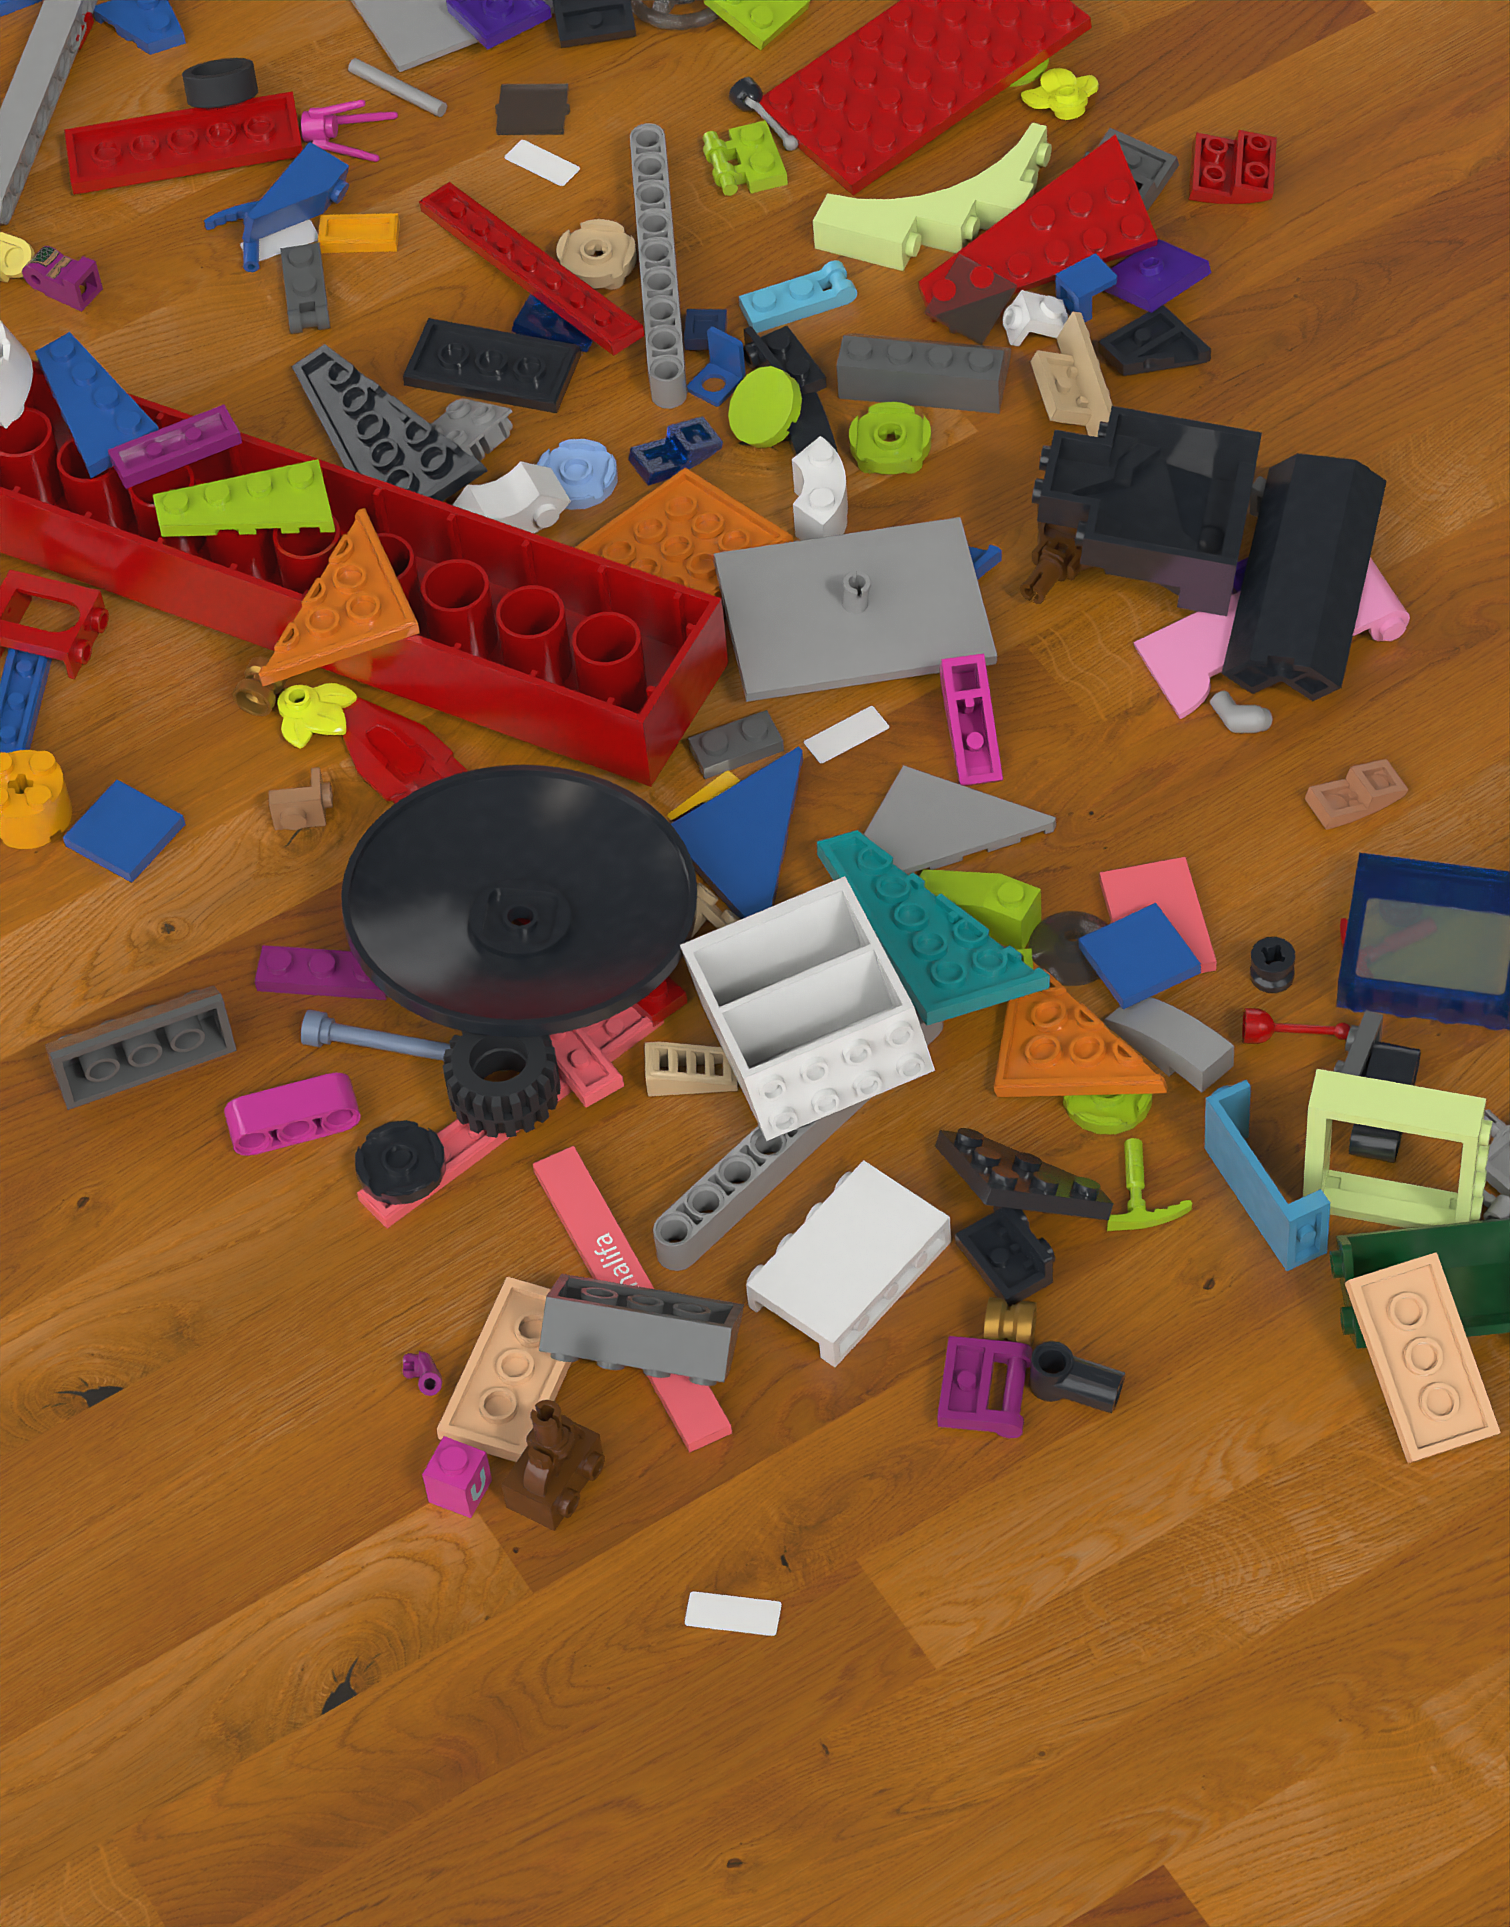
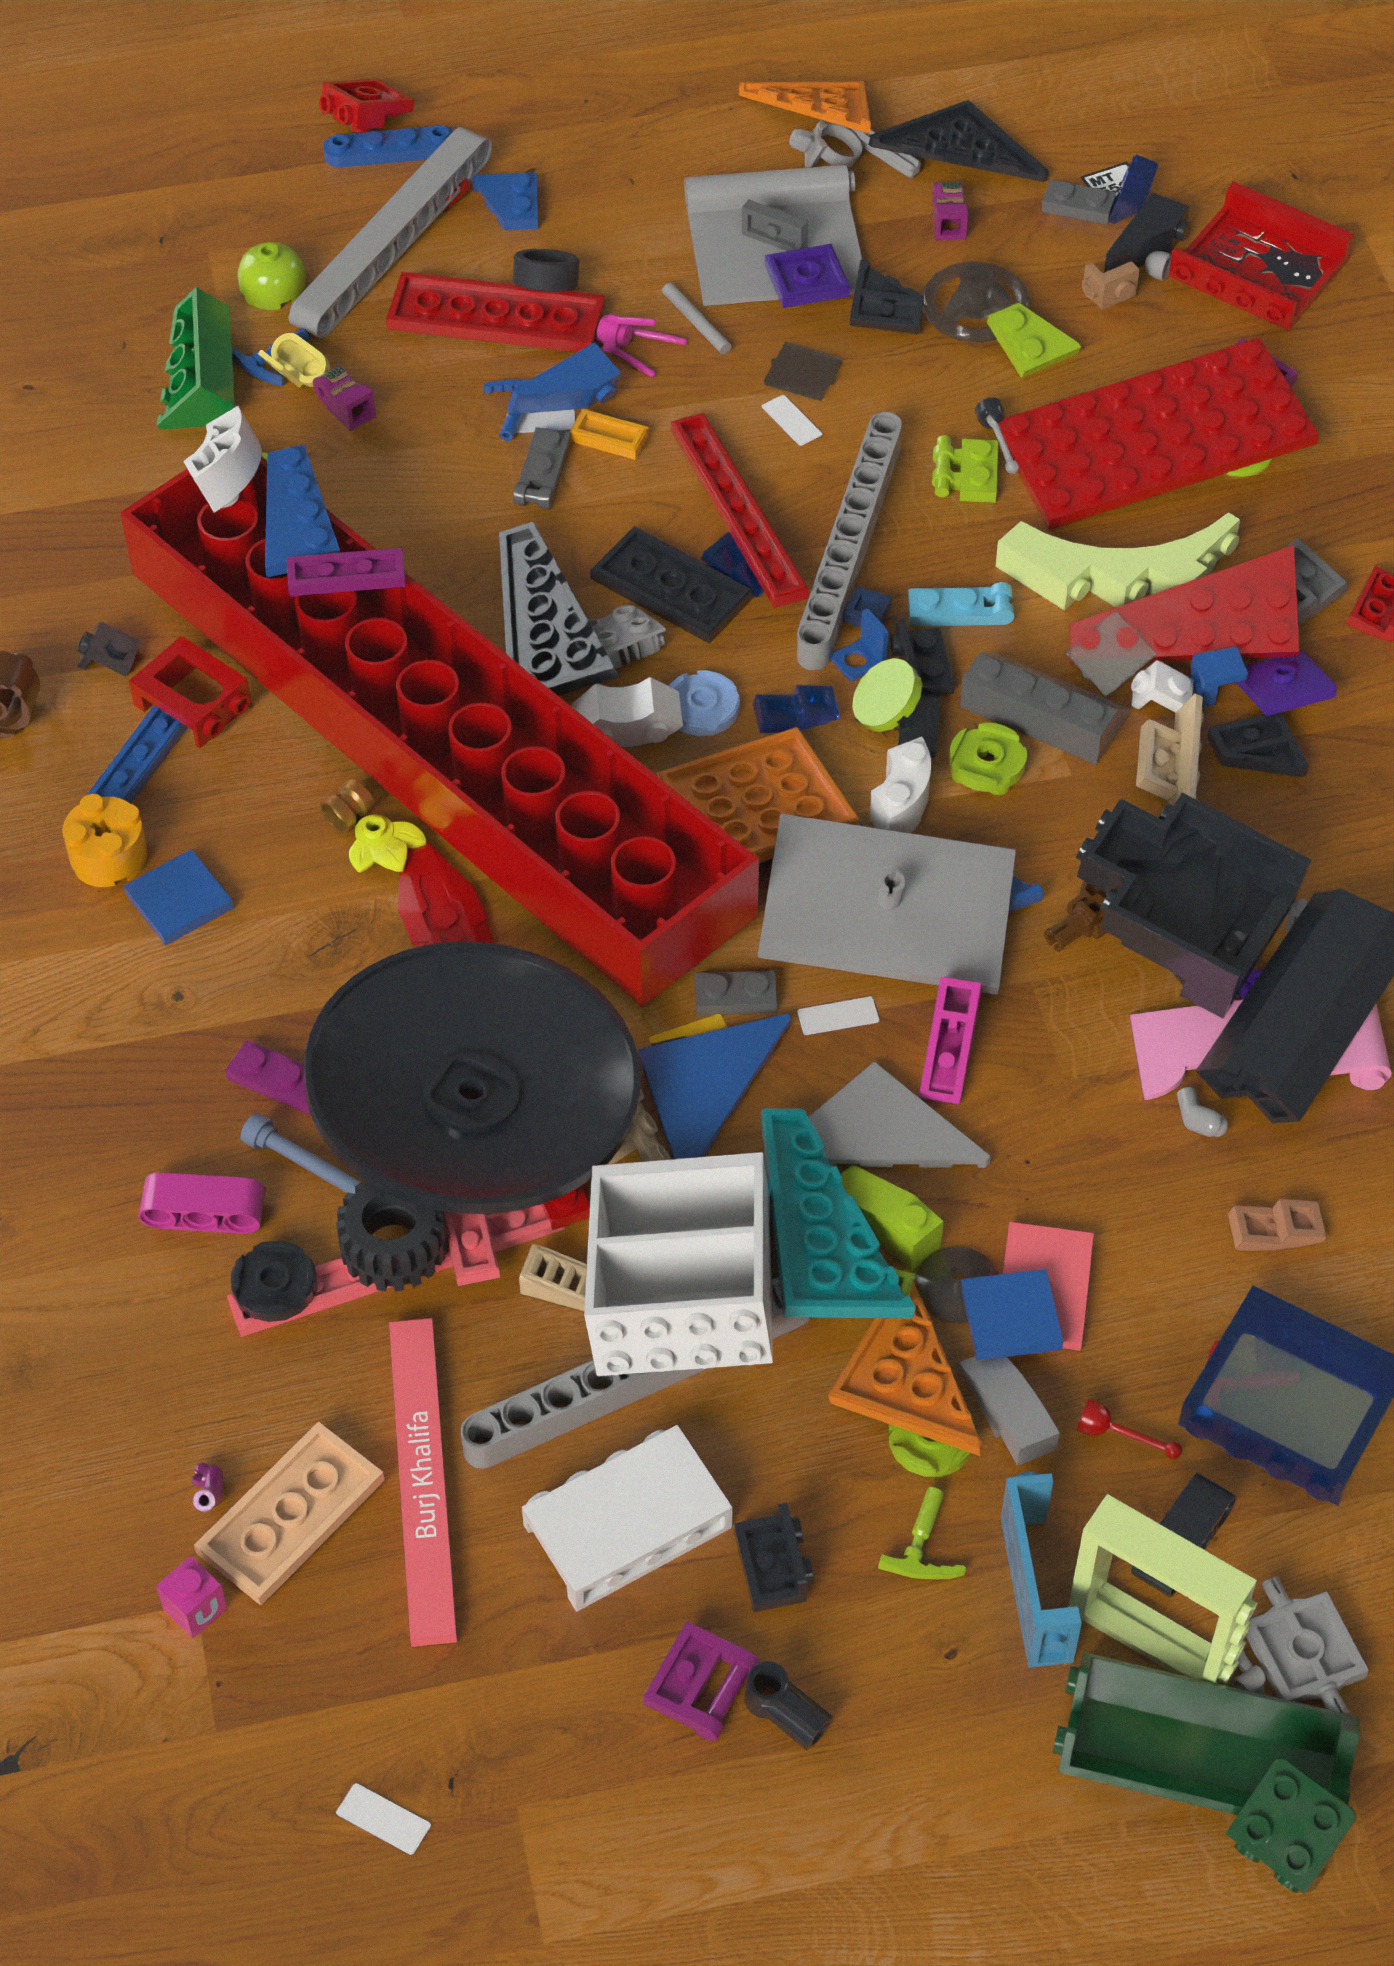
camera: 15 degrees right, 0 degrees up
(141, 1047) = (99, 1097): dark grey slope -> none
(265, 499) = (402, 643): lime wing -> none
(301, 806) = (335, 925): medium nougat bracket -> none
(346, 610) = (427, 764): orange tile -> none
(553, 1467) = (278, 1619): reddish brown brick -> none
(598, 235) = (802, 530): tan plate -> none
(640, 1329) = (410, 1514): slope -> none
(1013, 1322) = (749, 1628): pearl gold wheel -> none
(1020, 1179) = (811, 1494): black plate -> none
(1062, 93) = (1269, 494): neon yellow plate -> none
(1277, 975) = (1130, 1375): black wheel -> none
(1360, 1045) = (1160, 1496): dark grey plate -> none
(1422, 1357) = (1113, 1806): light nougat plate -> none

